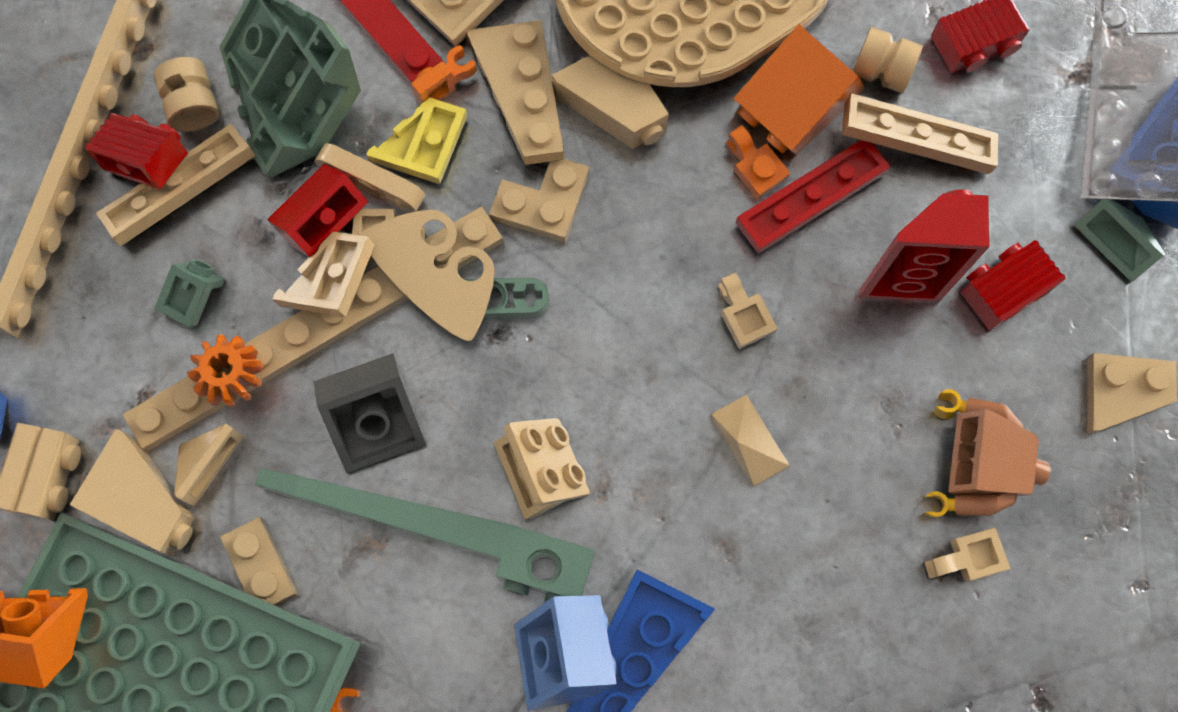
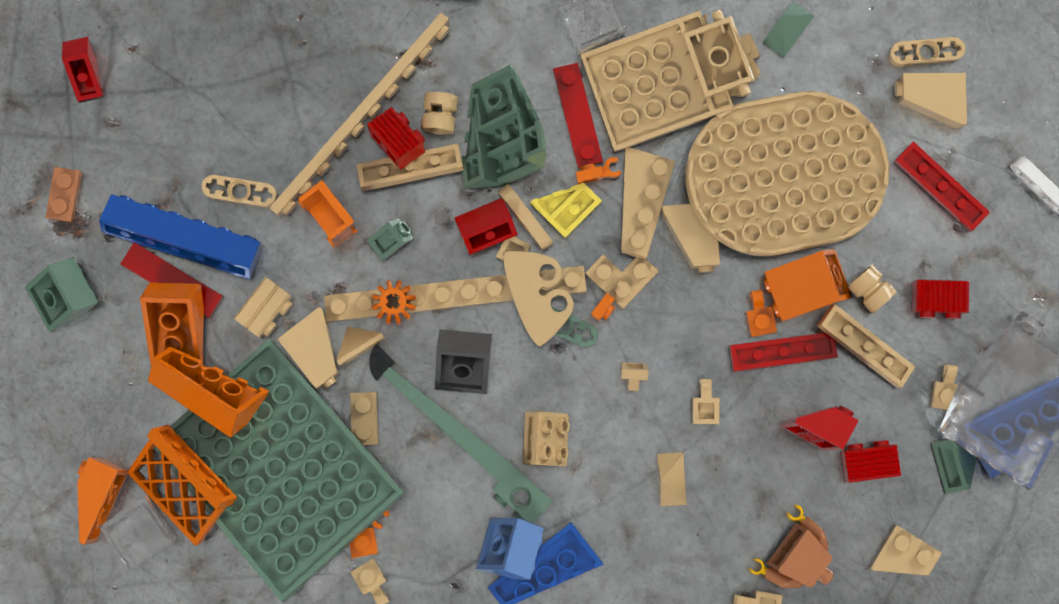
camera: 25 degrees right, 10 degrees up
(72, 288) = (328, 213): none -> orange piece
(245, 470) = (379, 362): none -> black tile
(329, 276) = (475, 271): tan wing -> none
(537, 248) = (604, 308): none -> orange plate
(624, 318) = (634, 373): none -> tan tile
(1054, 151) = (944, 391): none -> tan plate

